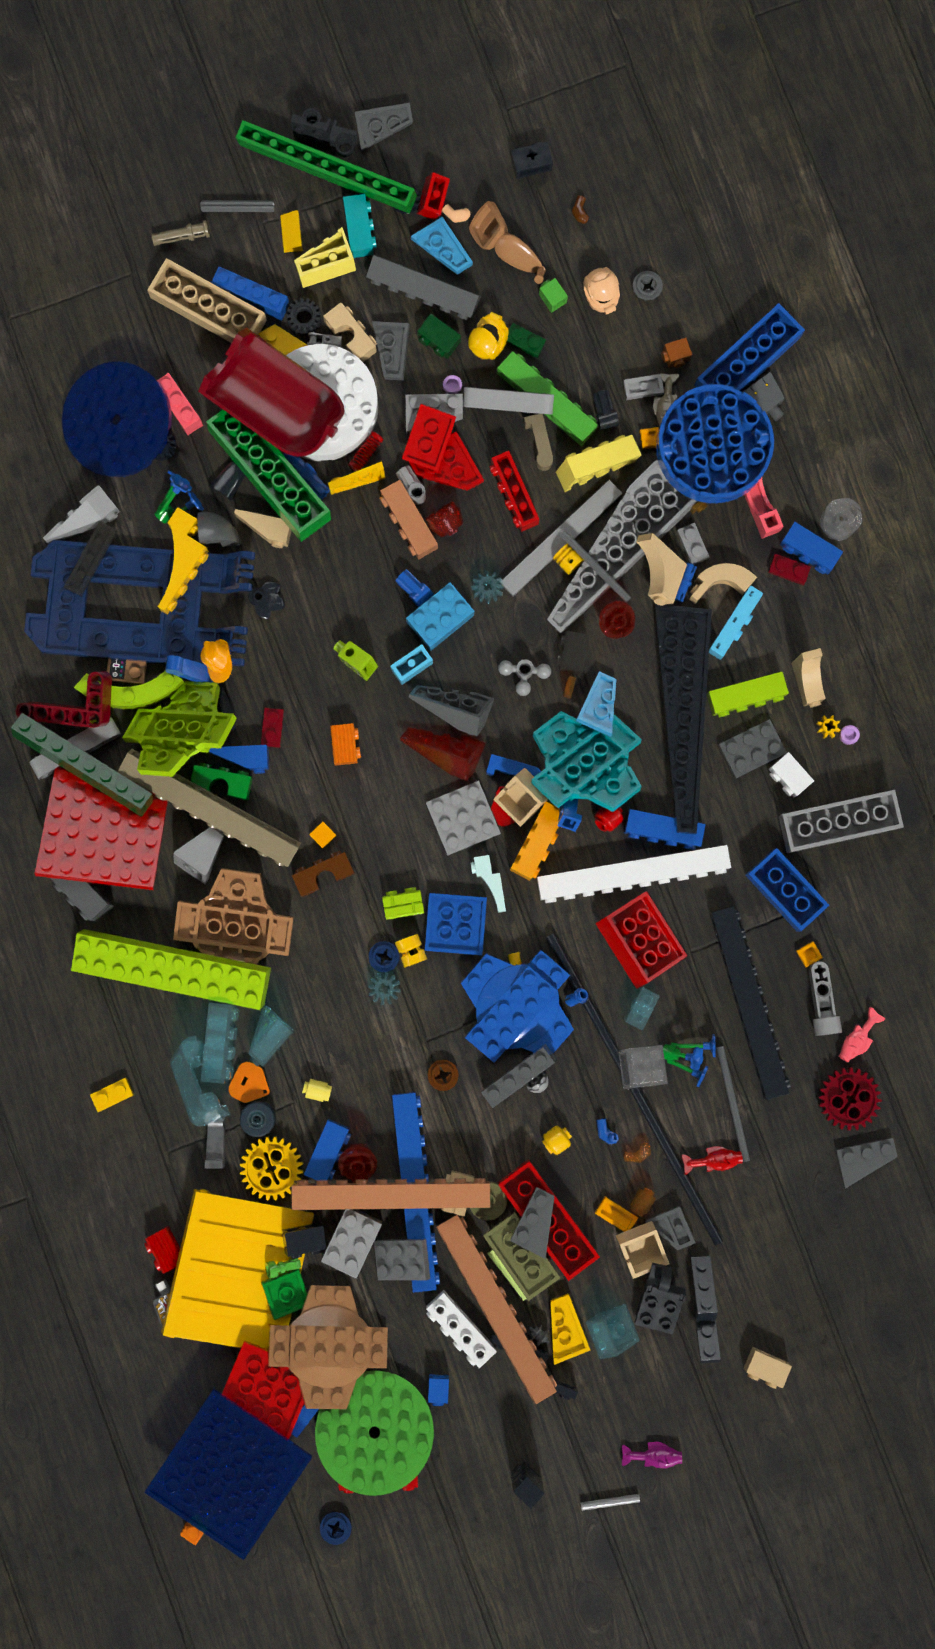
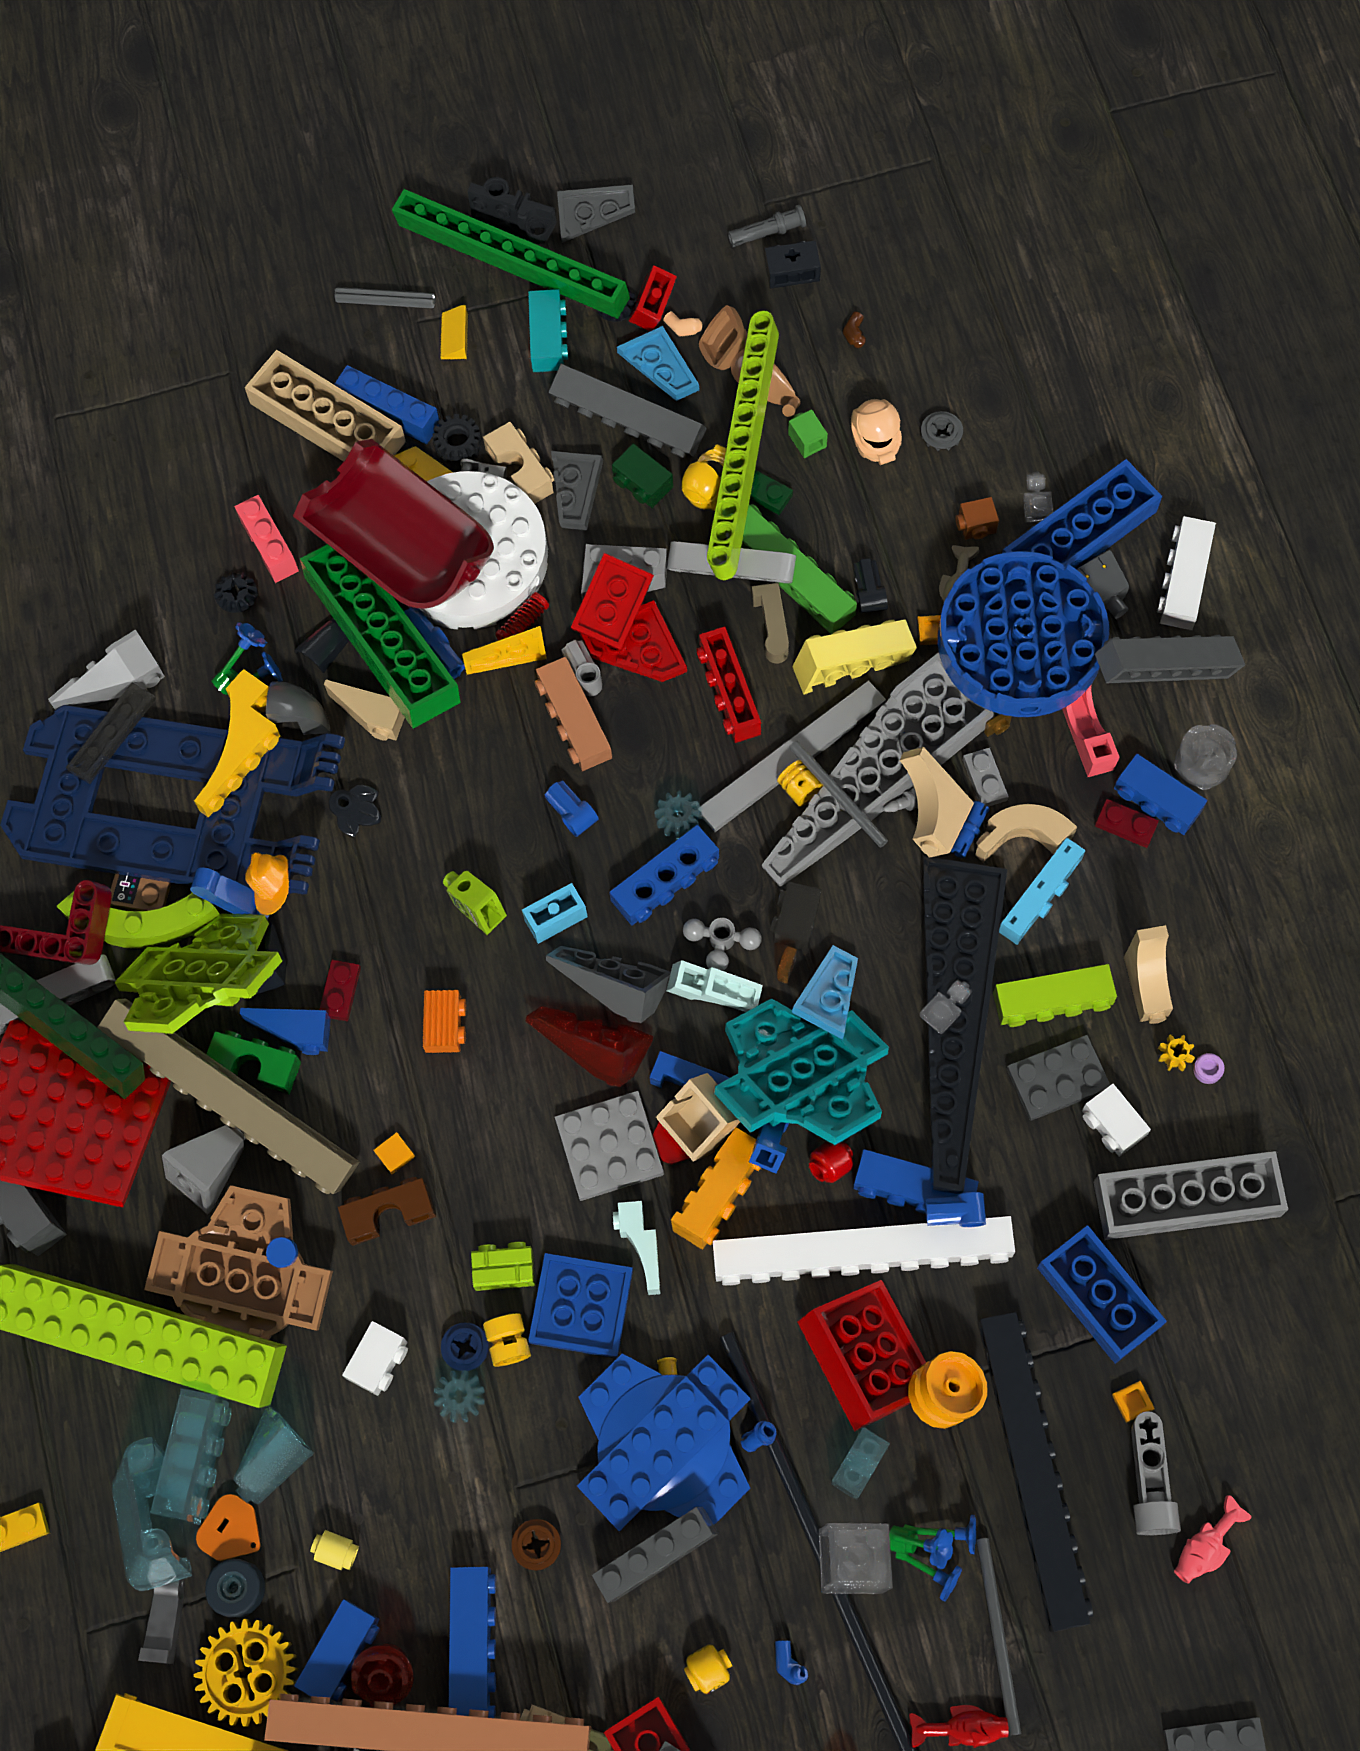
camera: 15 degrees right, 15 degrees down
(143, 423) = (208, 570): clear blue plate -> none
(189, 232) = (315, 325): dark tan pin -> none
(260, 909) = (282, 1252): none -> blue tile
(326, 261) = (495, 370): light yellow wedge -> none
(328, 969) = (376, 1358): none -> white brick
(440, 616) = (604, 849): dark azure brick -> none
(445, 520) = (626, 716): clear red cone -> none
(452, 384) = (655, 538): lavender tile -> none
(499, 607) = (693, 844): none -> blue brick
(510, 303) = (754, 382): none -> lime beam
(518, 127) = (777, 224): none -> dark grey pin
(522, 706) = (713, 986): none -> light aqua slope
(538, 1084) = (685, 1570): light grey plate -> none
(617, 620) = (864, 871): clear red cone -> none
(640, 1155) = (841, 1708): clear orange arm -> none
(642, 565) = (907, 801): none -> light grey bar
(643, 387) = (926, 560): light grey plate -> none
(675, 713) = (942, 1011): none -> clear plate
(693, 959) = (947, 1390): none -> light orange wheel
(696, 845) = (965, 1210): none -> blue piece
(718, 337) = (1037, 504): none -> clear plate
(814, 454) = (1169, 658): none -> dark grey brick
(823, 385) = (1187, 572): none -> white brick
(834, 1088) = (1213, 1662): dark red gear -> none

